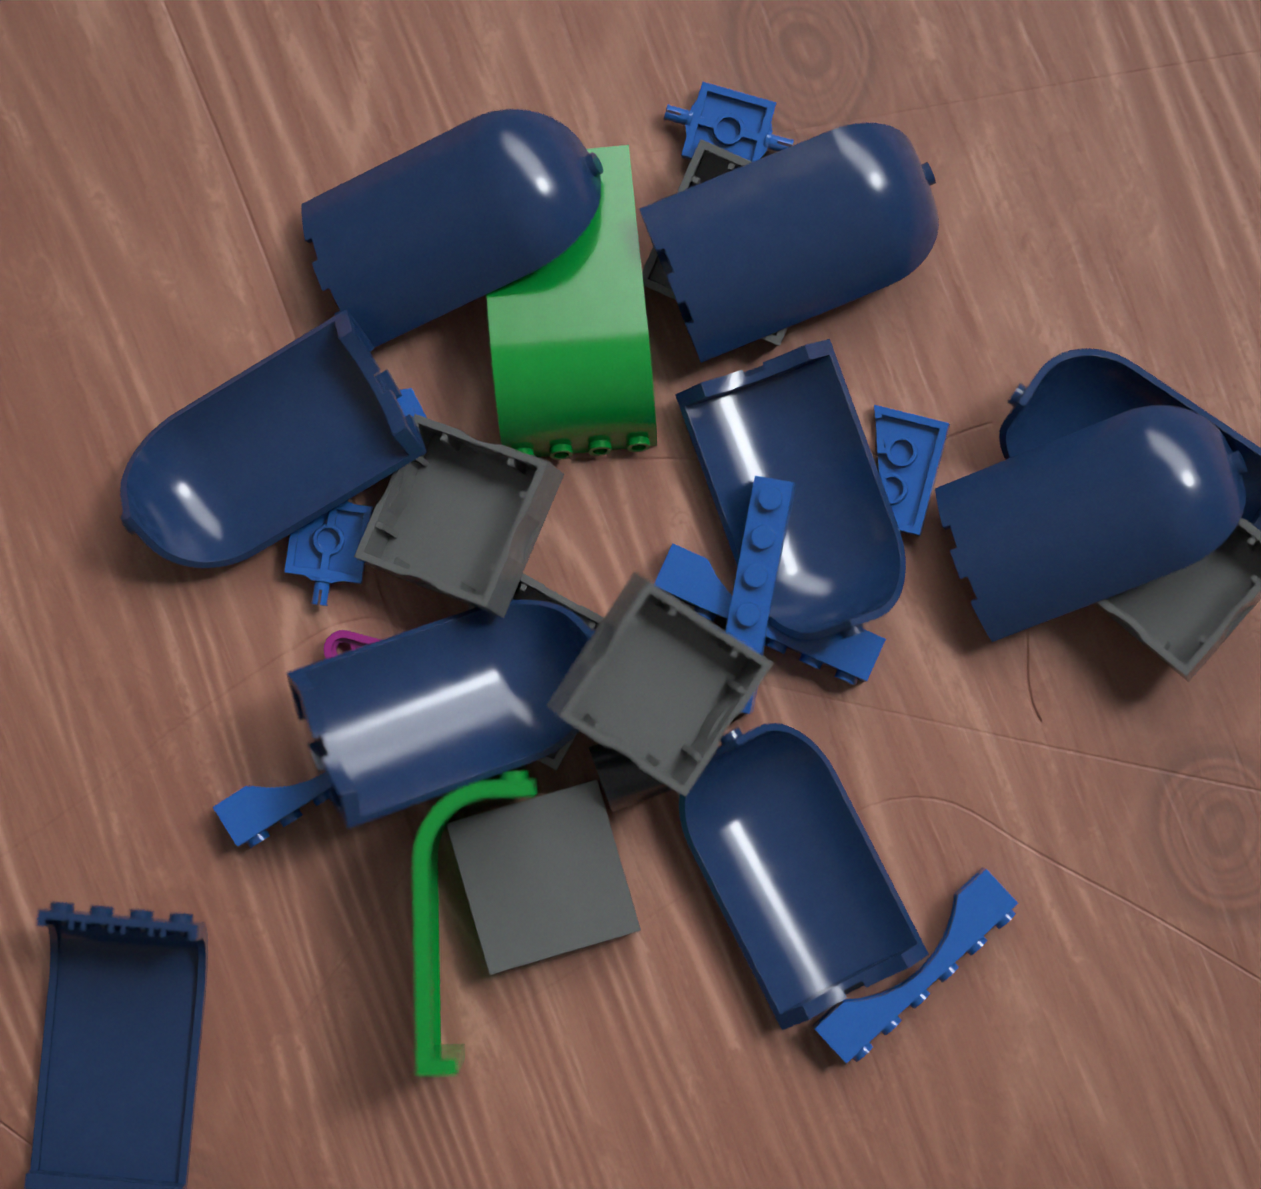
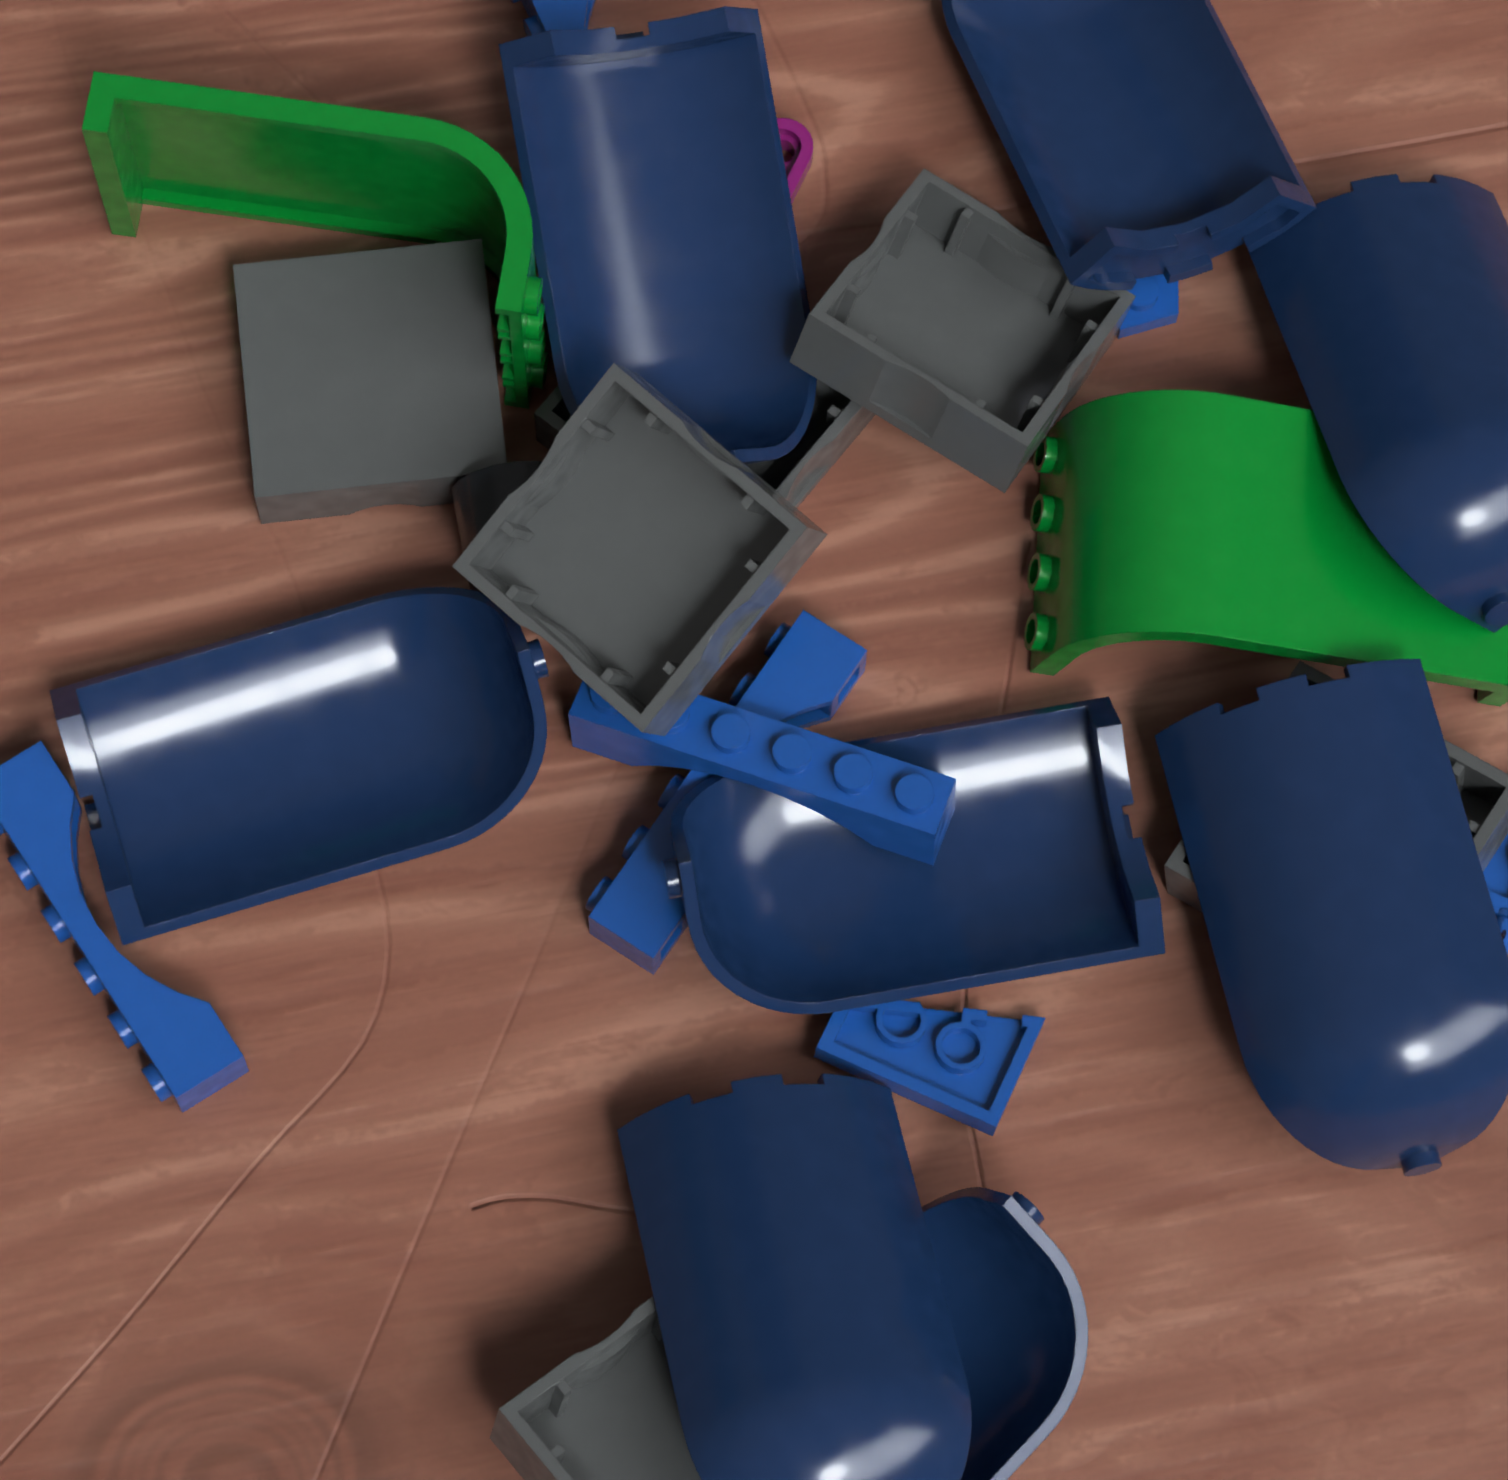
camera: 100 degrees right, 15 degrees down
(327, 548) = (949, 138): blue plate -> none

